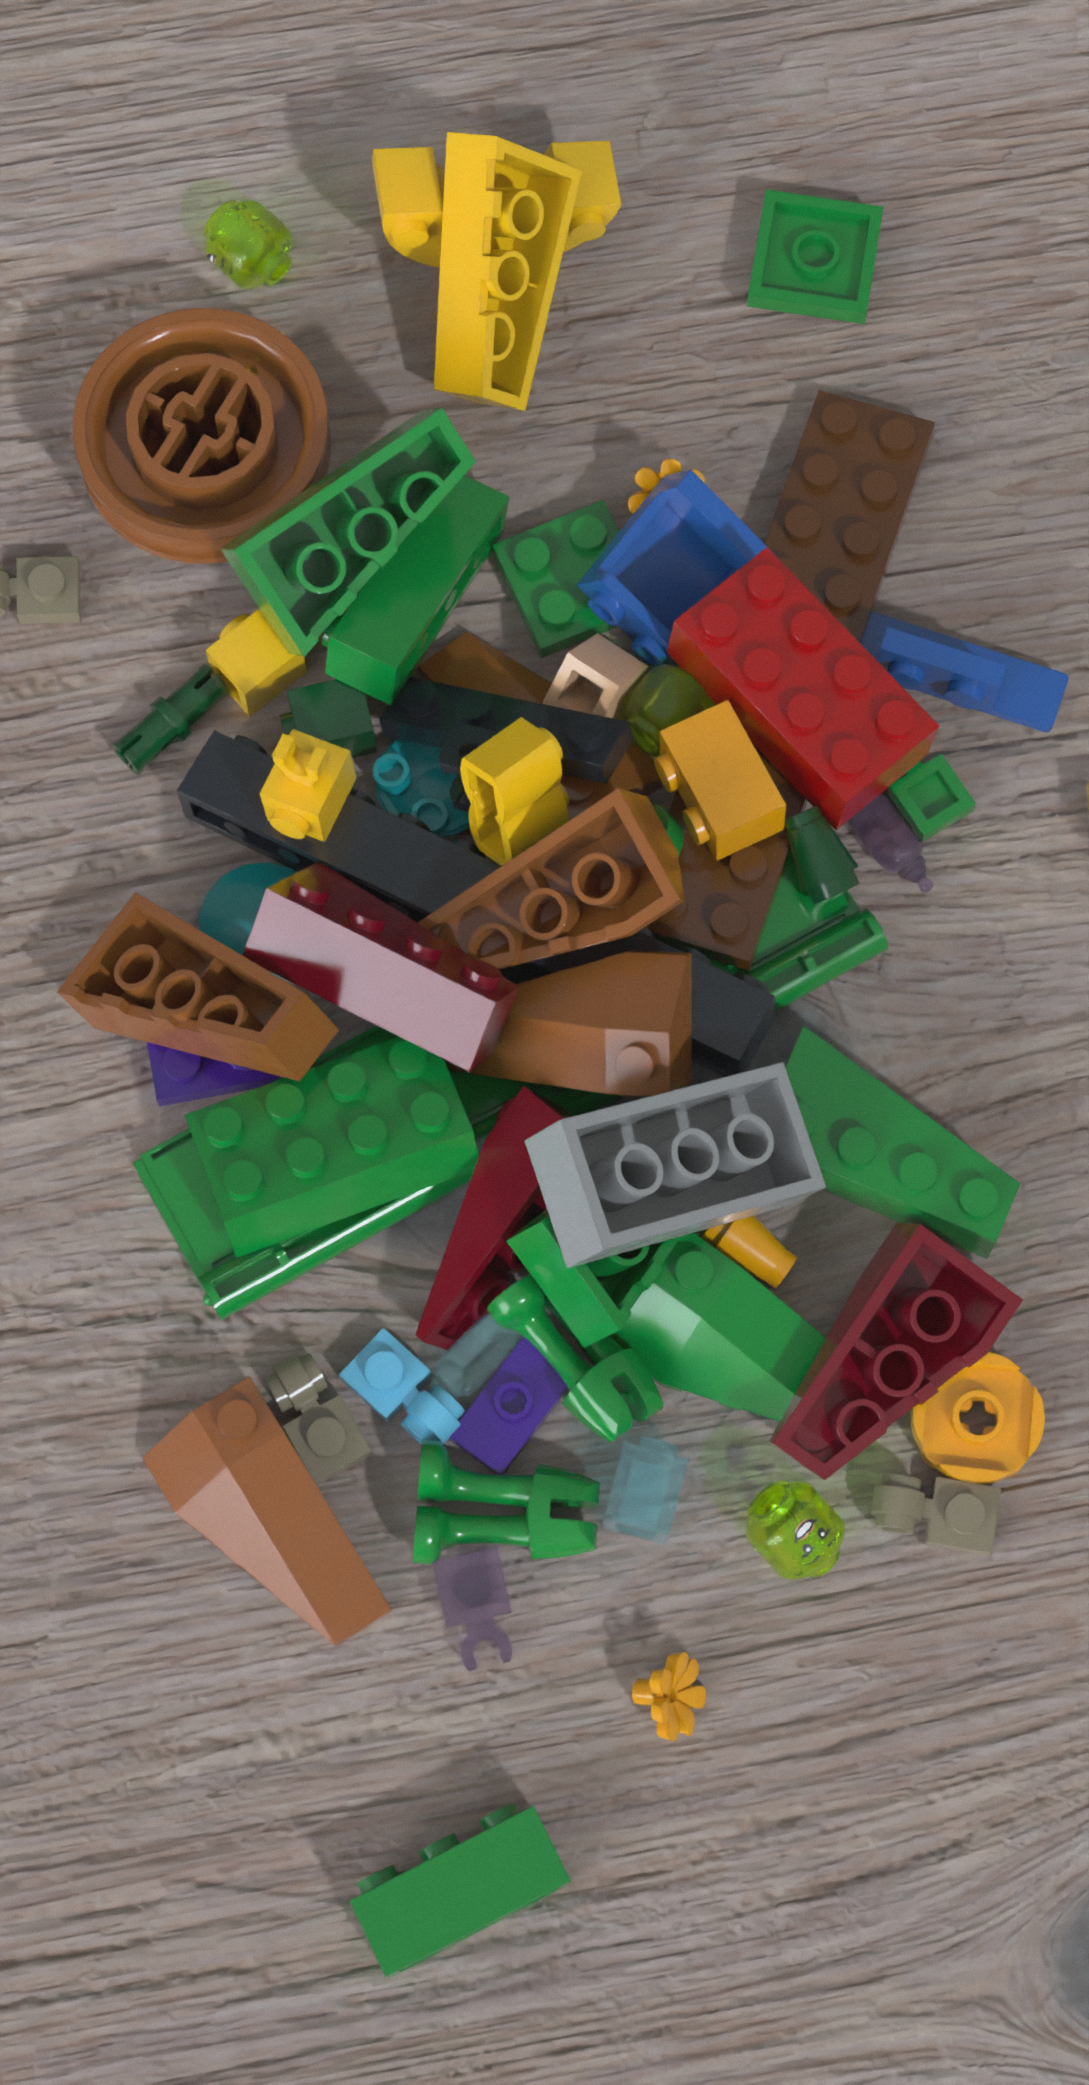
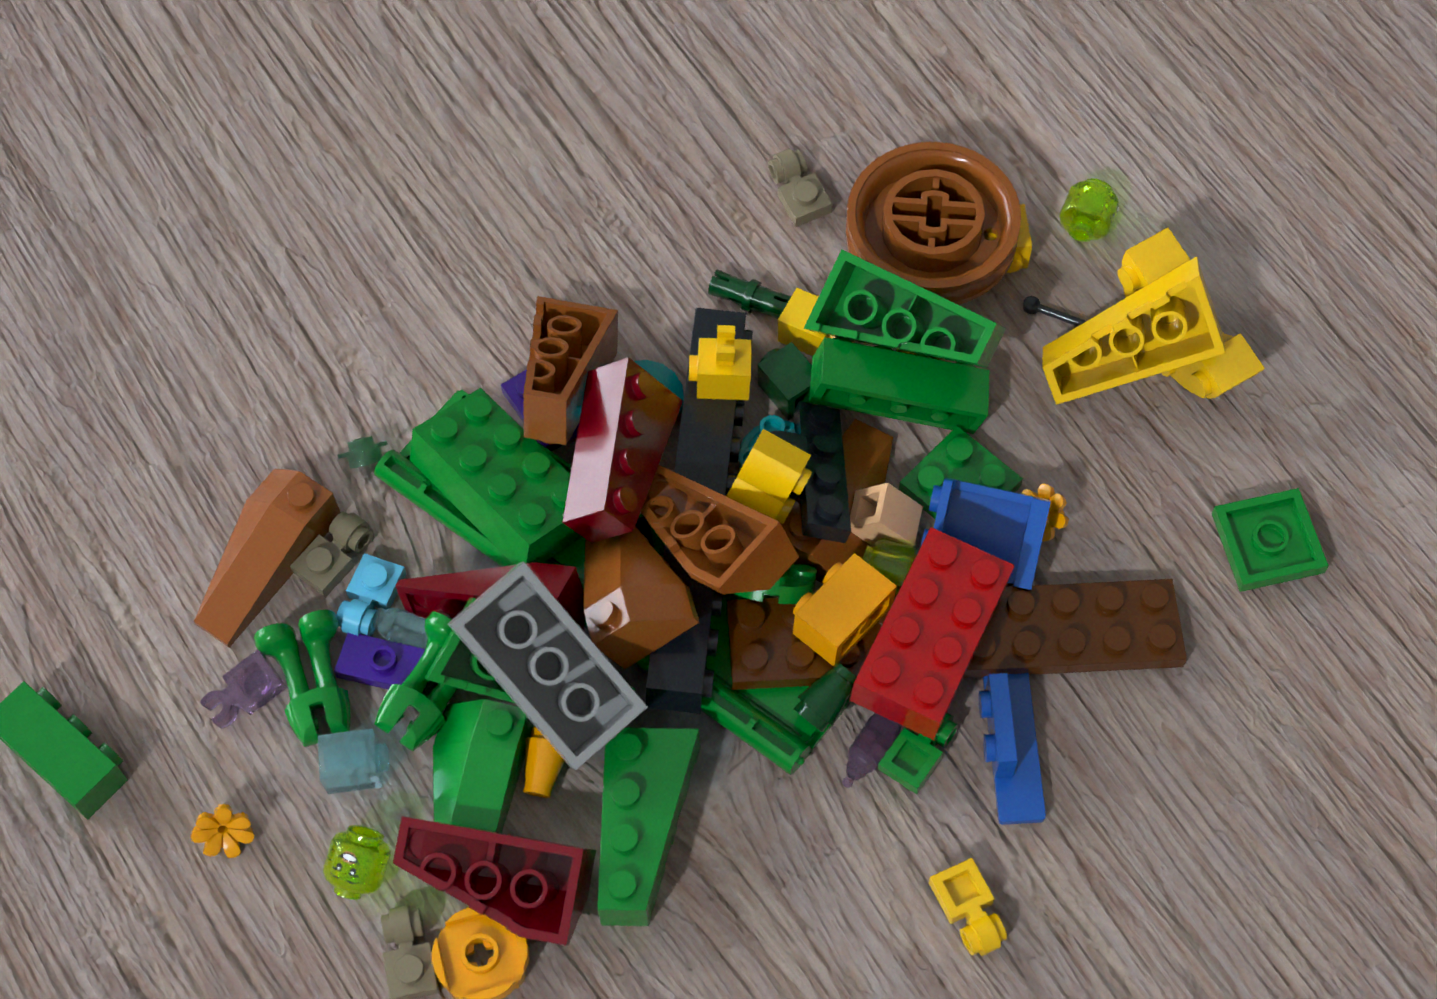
camera: 70 degrees right, 10 degrees down
(180, 1322) = (363, 451): none -> clear green plate
(349, 378) = (1032, 305): none -> black hinge

